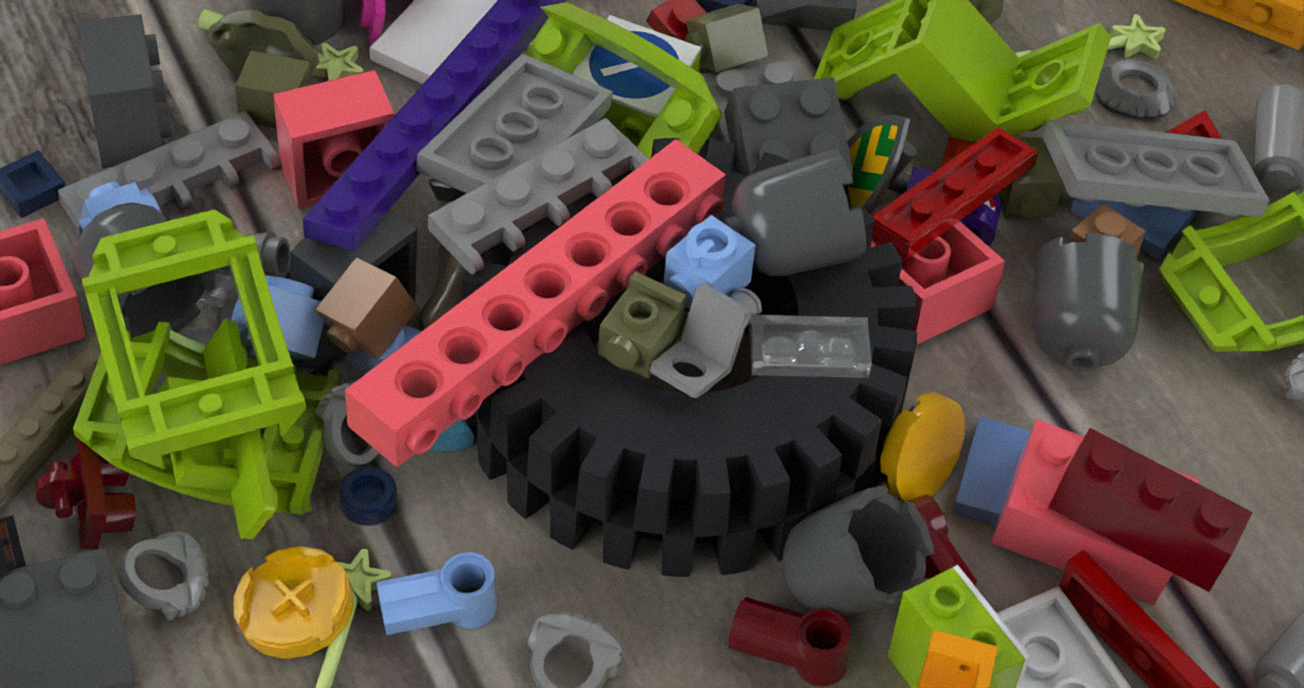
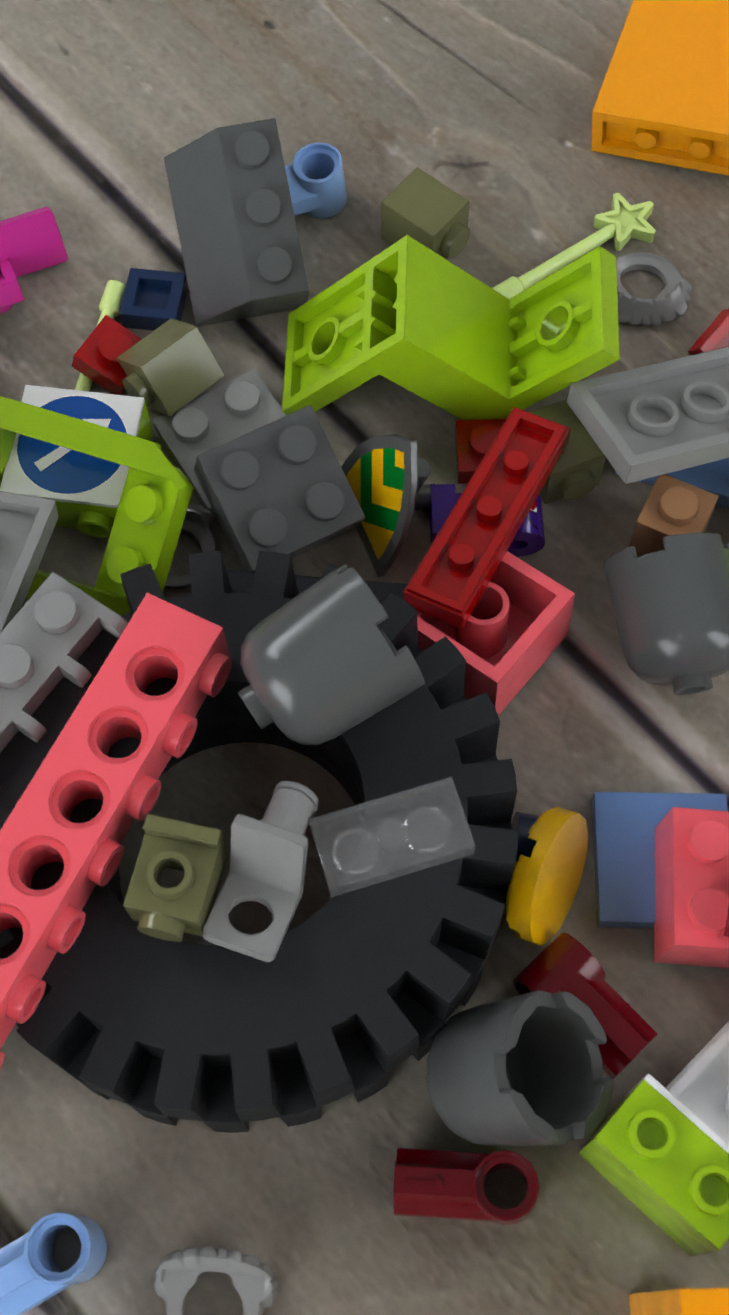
camera: 10 degrees left, 15 degrees up
(711, 256) = (235, 767): light blue brick -> none

